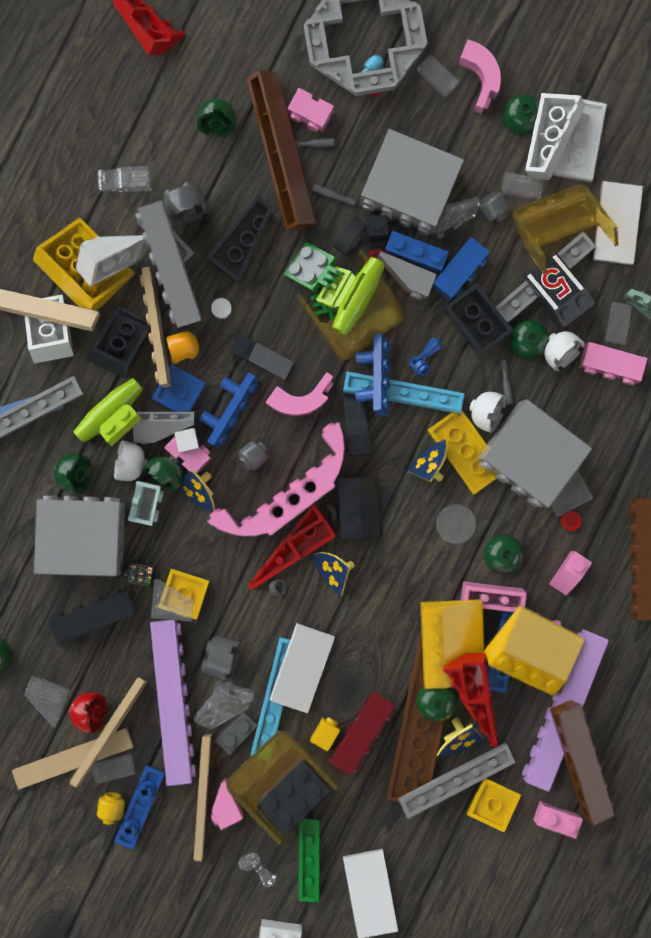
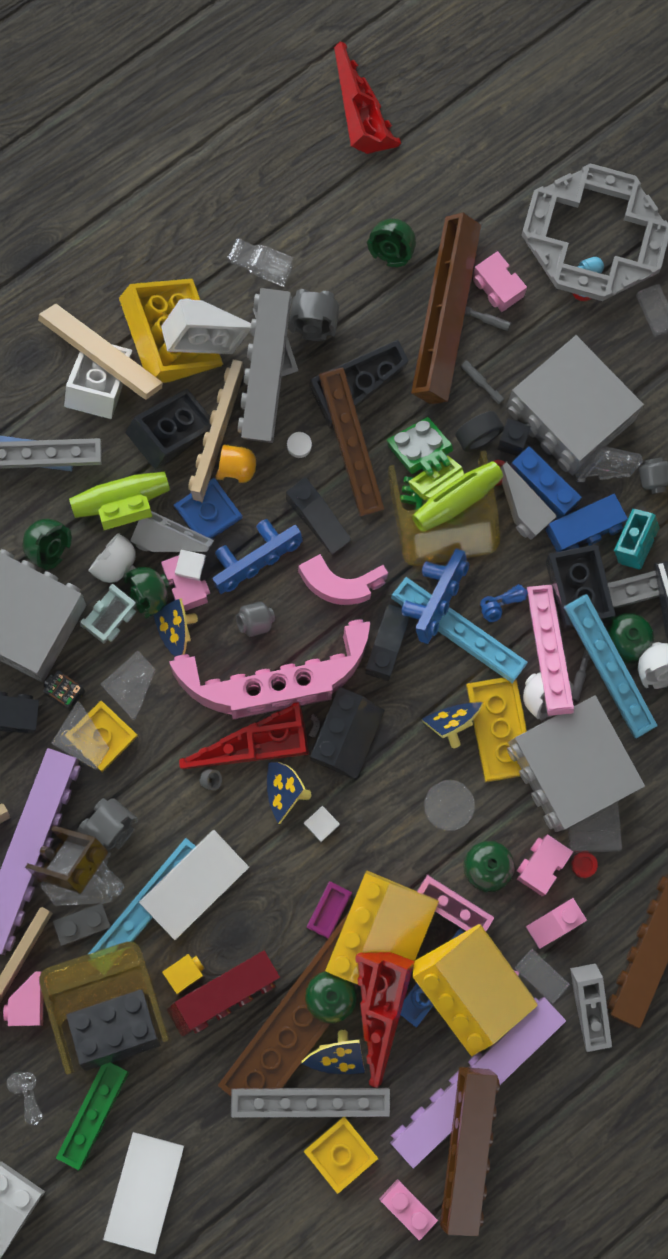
camera: 20 degrees right, 10 degrees down
(186, 546) = (130, 684): none -> clear wing
(208, 697) = (72, 862): none -> dark brown window
(259, 289) = (351, 441): none -> reddish brown tile
(371, 581) = (321, 824): none -> white tile
(405, 639) = (329, 910): none -> magenta tile
(477, 379) = (550, 650): none -> bright pink tile
(502, 263) = (636, 539): none -> teal brick
(525, 368) = (610, 666): none -> medium azure tile
(541, 535) = (539, 870): none -> bright pink brick
(576, 614) = (541, 976): none -> clear tile
(621, 619) = (591, 1006): none -> light grey slope

